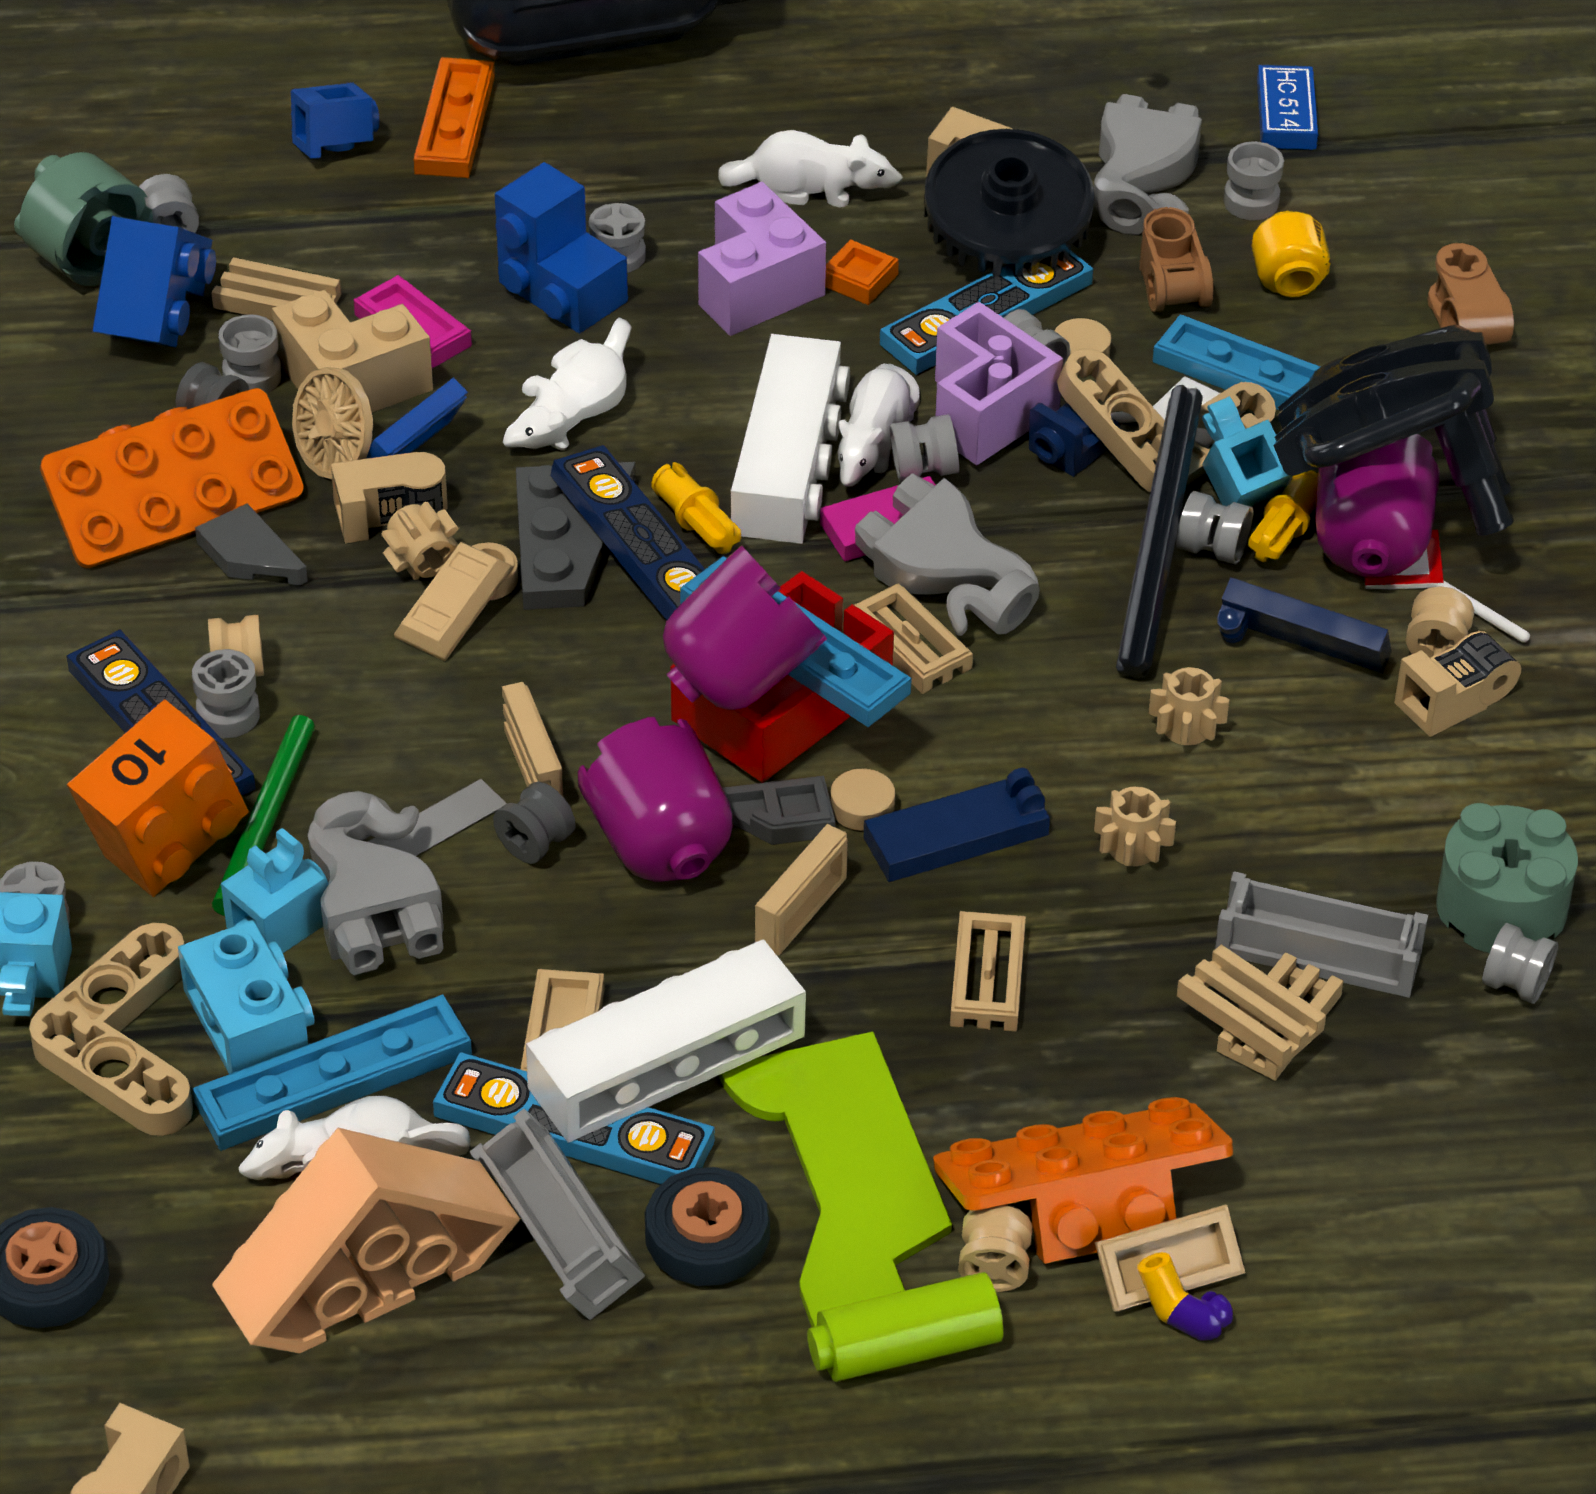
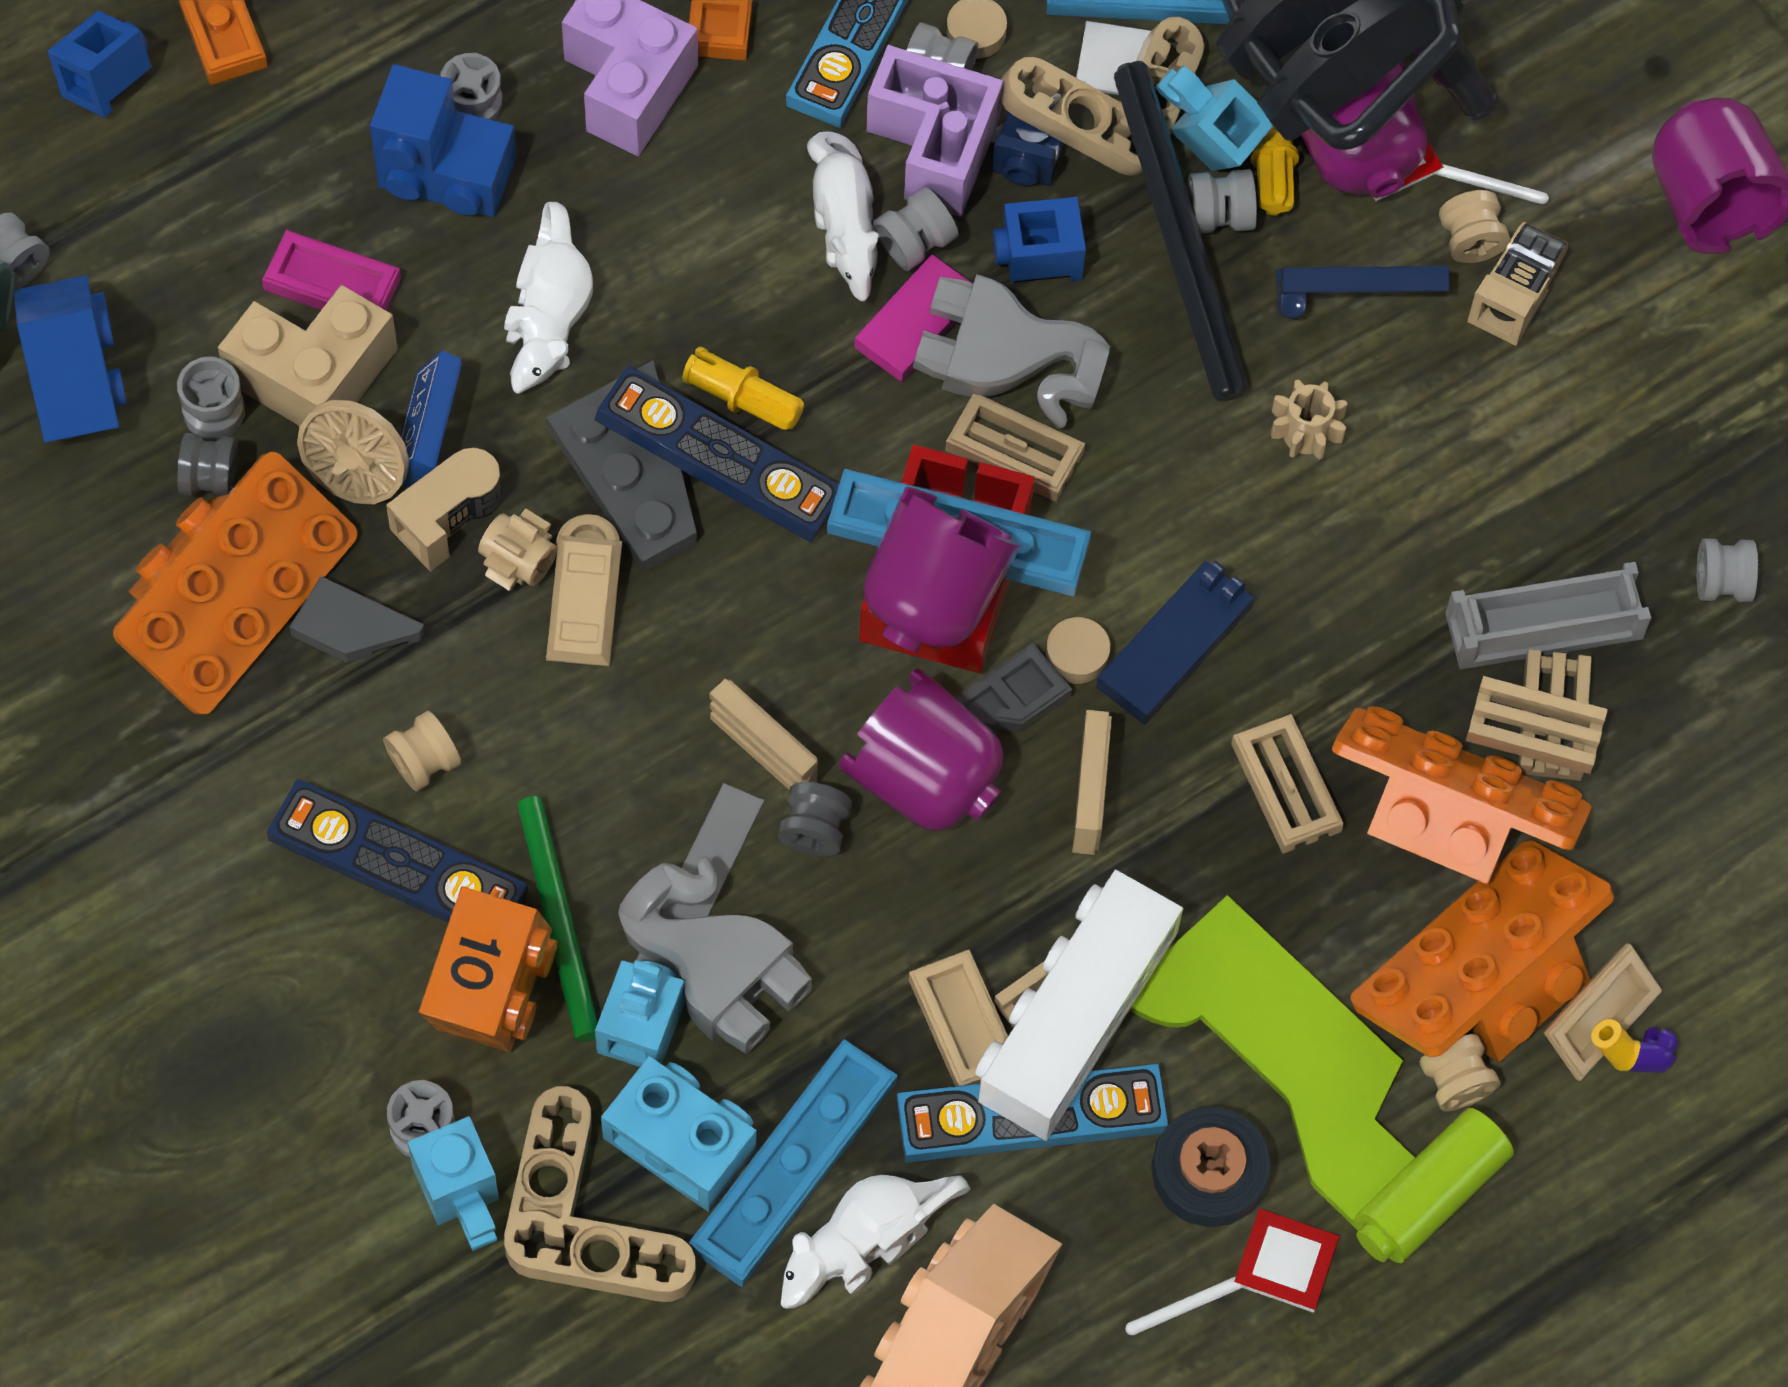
camera: 30 degrees left, 20 degrees up
(226, 692) = (449, 821): light grey wheel -> none
(259, 287) = (175, 294): tan tile -> none
(560, 1214) = (1087, 1219): light grey container -> none
(725, 1337) = (1279, 1261): none -> piece
(787, 438) = (780, 268): white brick -> none
(1032, 496) = (1041, 240): none -> blue brick
(1123, 1028) = (1453, 801): none -> orange bracket
(1135, 826) = (1320, 566): tan gear -> none
(1506, 869) = (1674, 486): sand green brick -> none

